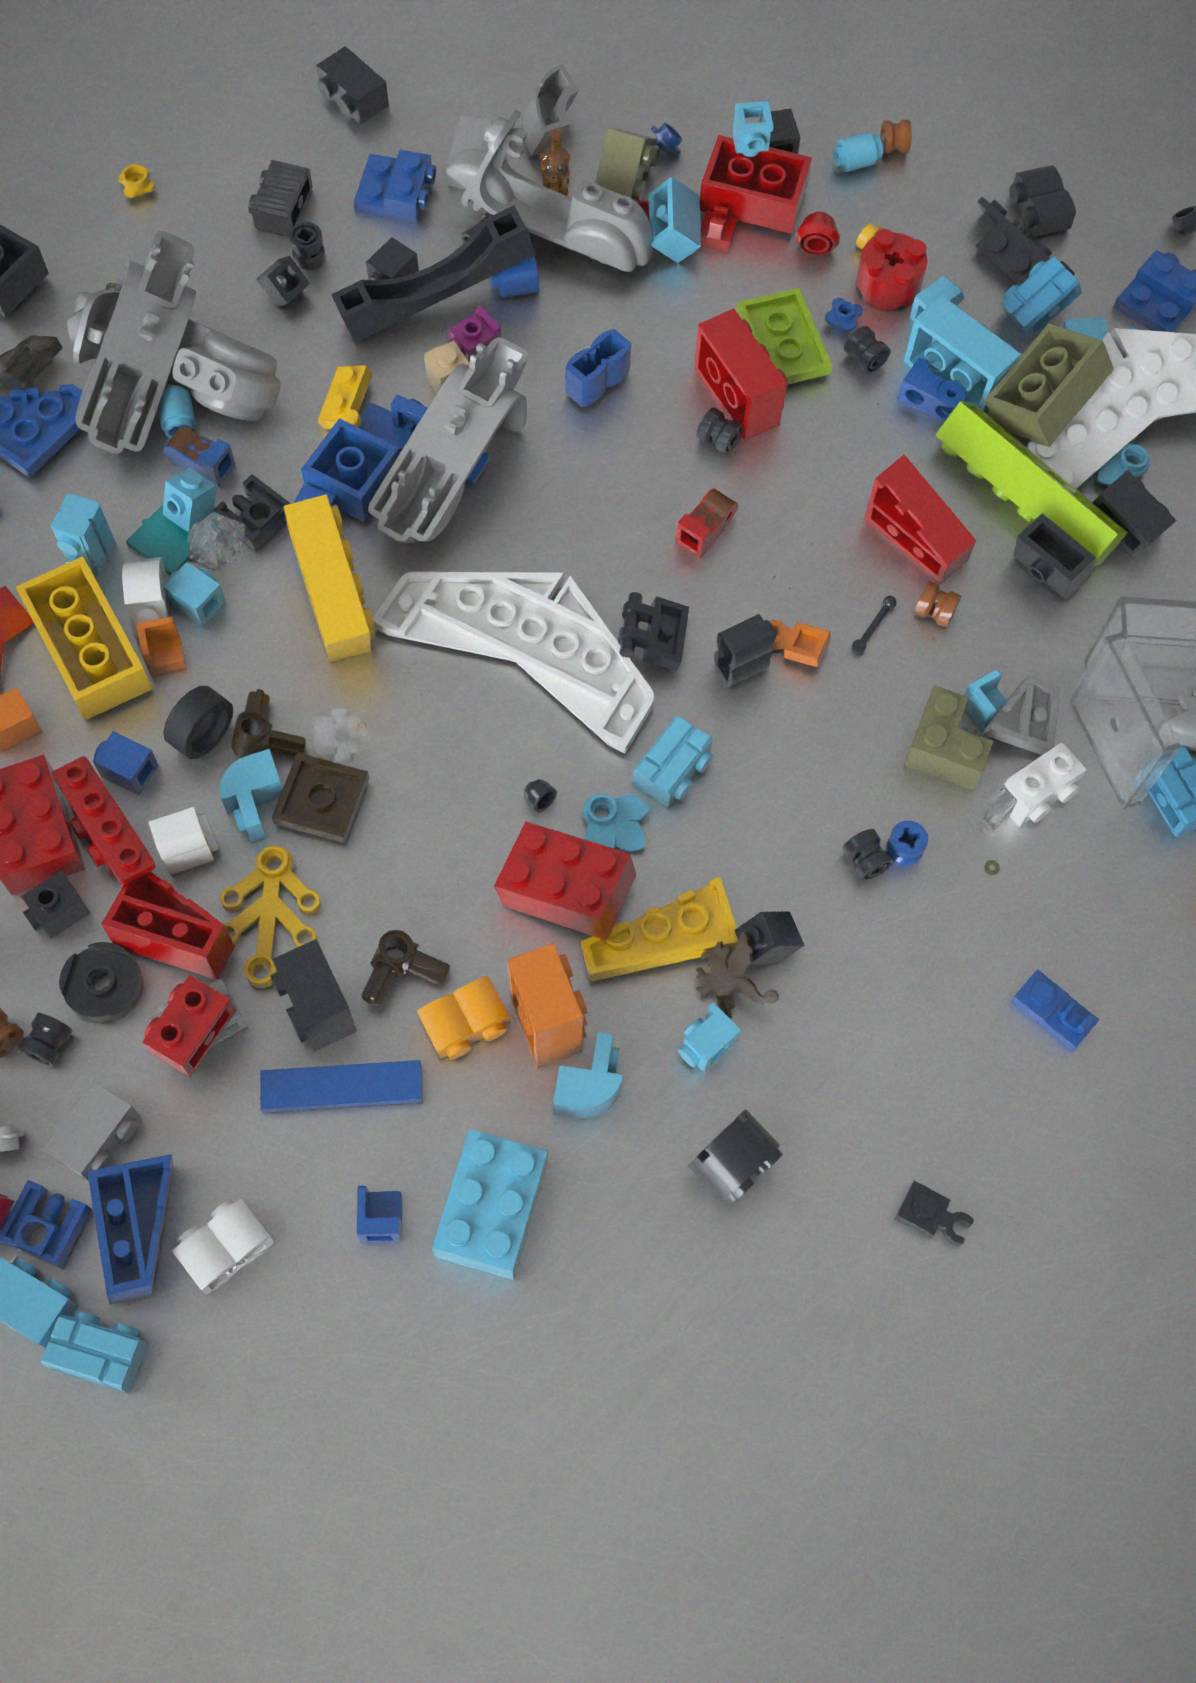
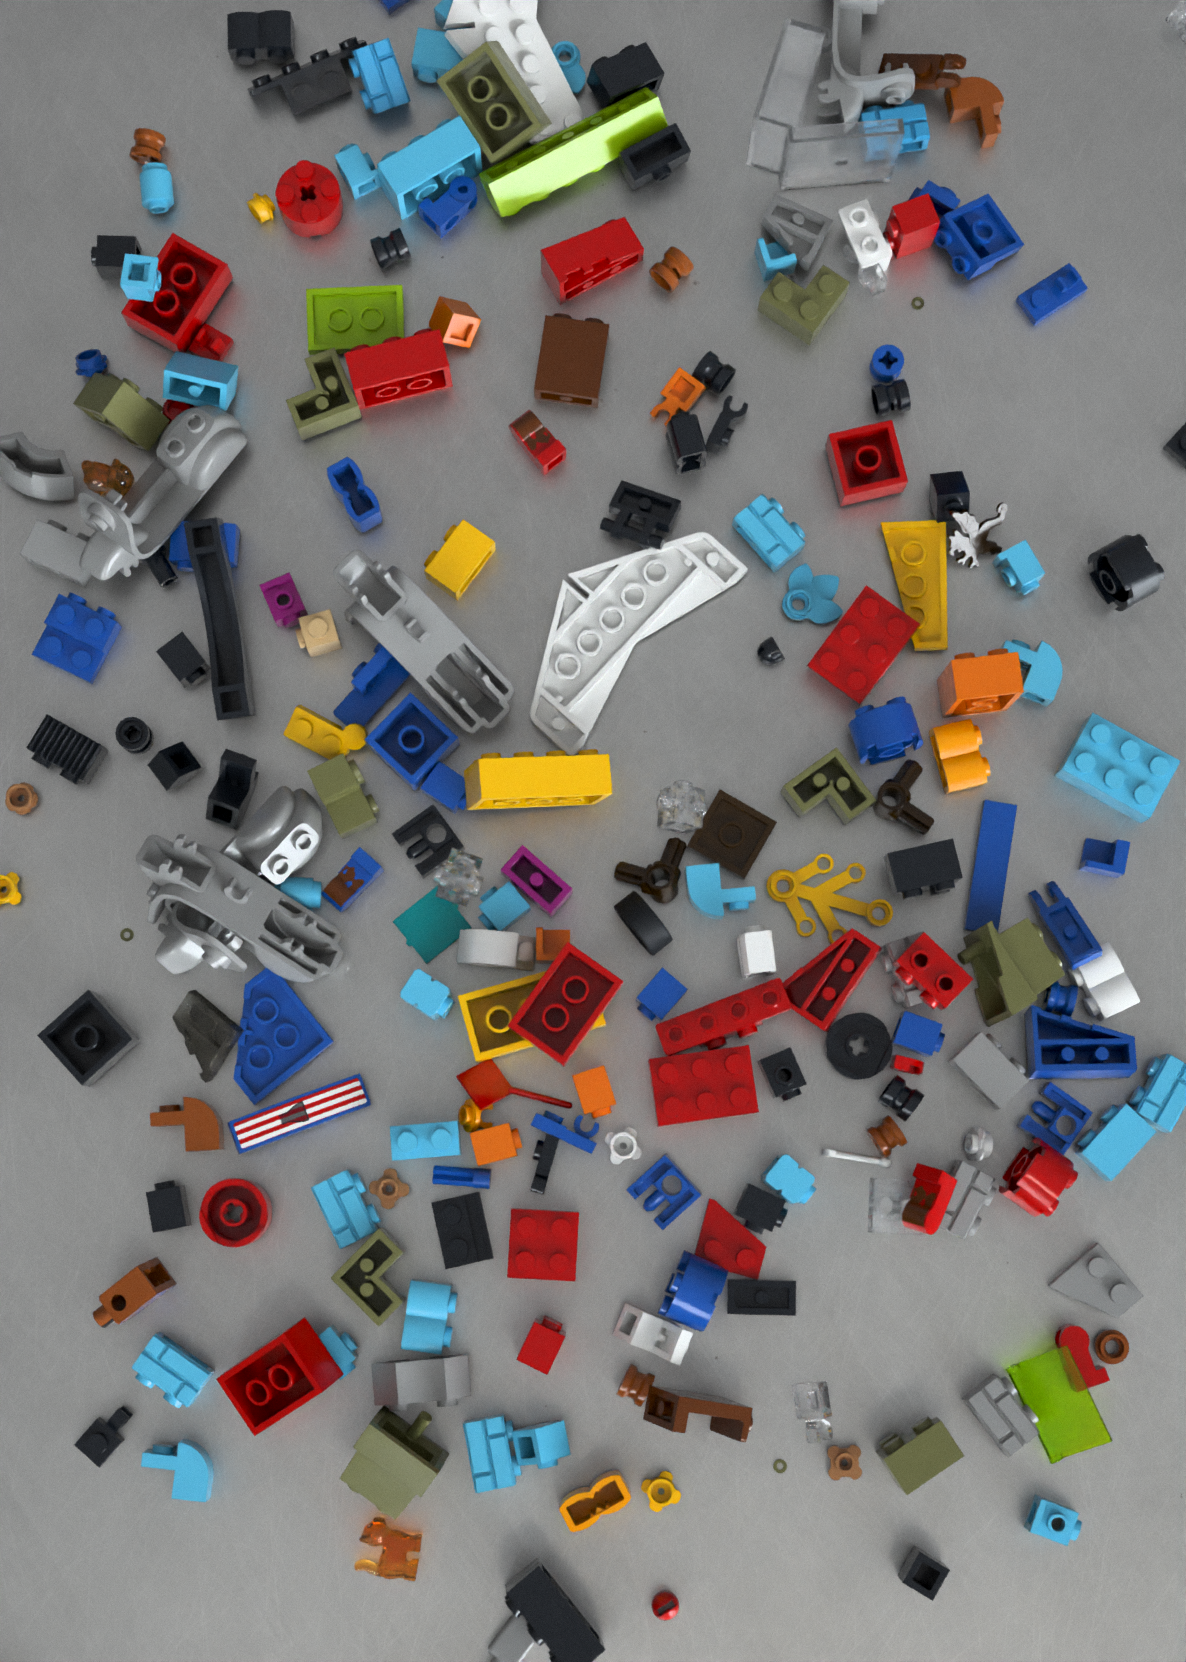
camera: 75 degrees left, 15 degrees up
(80, 643) = (565, 1004): none -> red brick
(89, 1031) = (906, 1065): none -> red tile
(121, 1040) = (918, 1034): none -> blue brick
(188, 498) = (407, 895): medium azure brick -> none
(193, 1197) = (1060, 998): none -> blue wheel
(213, 1120) = (1009, 968): none -> olive piece
(226, 612) = (536, 881): none -> magenta brick
(227, 174) = (13, 794): none -> medium nougat plate
(270, 332) = (232, 790): none -> black brick
(278, 1181) = (1066, 927): none -> blue hinge
(286, 422) = (340, 791): none -> olive brick
(399, 879) = (830, 780): none -> olive brick
(470, 924) = (885, 731): none -> blue brick
(558, 476) = (459, 559): none -> yellow piece
(677, 317) = (331, 400): none -> olive brick
(720, 431) = (449, 402): black wheel -> none
(776, 689) = (721, 432): none -> black plate
(781, 839) = (866, 463): none -> red brick
(804, 529) = (571, 360): none -> reddish brown panel
(810, 421) = (455, 320): none -> orange panel
(818, 234) = (245, 253): red cone -> none
(837, 666) = (715, 373): none -> black wheel
(843, 315) = (345, 266): blue plate -> none
(859, 645) = (689, 347): black hinge -> none
(1072, 824) = (911, 226): none -> red brick
(1090, 906) = (977, 236): none -> blue plate
(1119, 844) = (941, 197): none -> blue bracket

